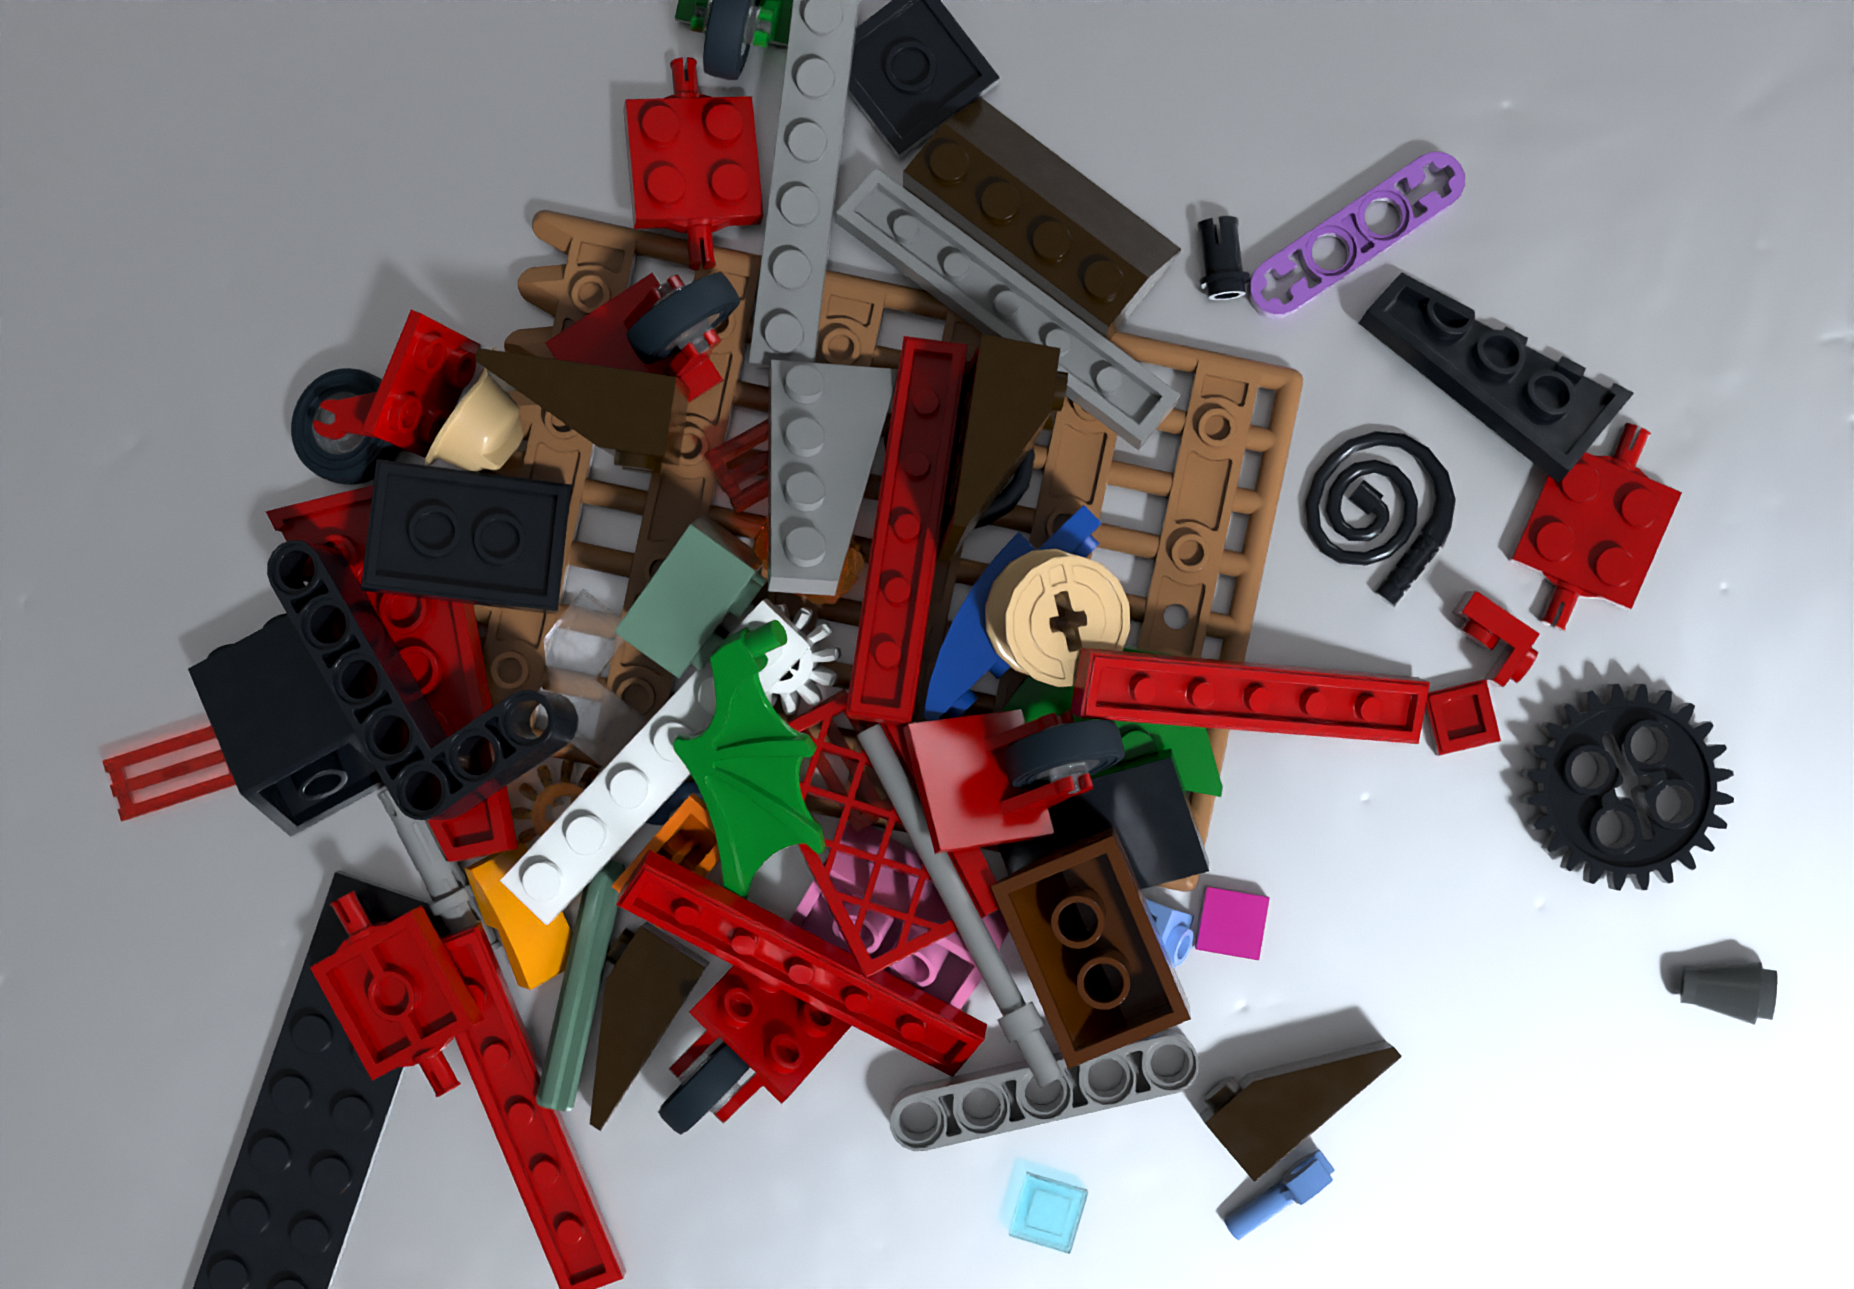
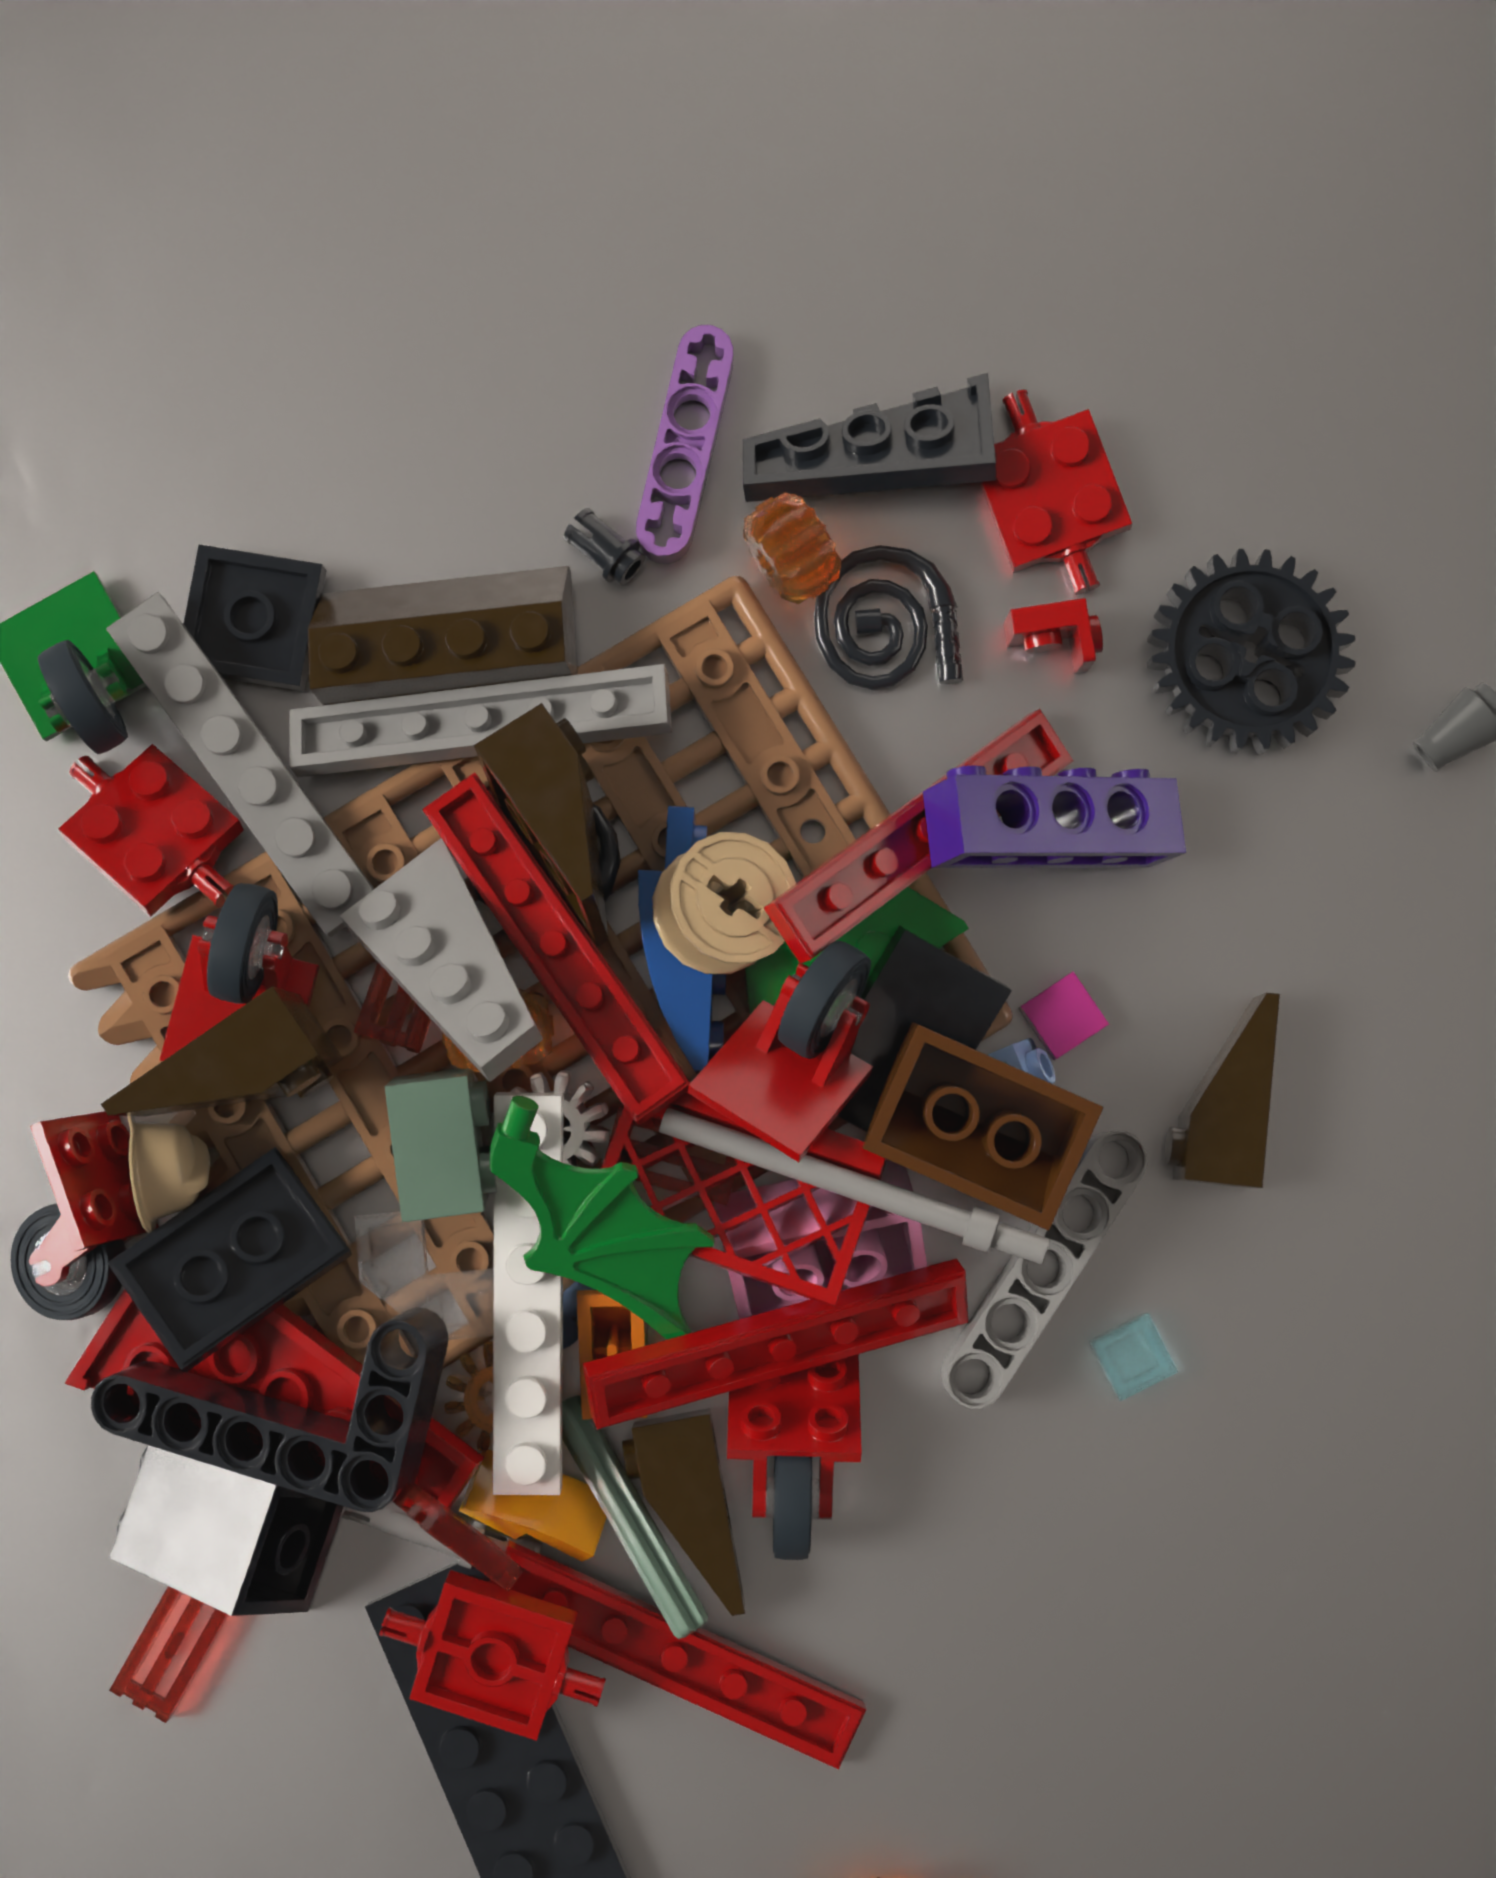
camera: 50 degrees left, 5 degrees down
(450, 888) = (458, 1535): none -> clear red tile
(1284, 730) = (1098, 823): none -> dark purple brick
(1297, 1185) = (1294, 1160): medium blue bar -> none
(1358, 392) = (792, 547): none -> clear orange gear
(1461, 717) = (1086, 714): red tile -> none

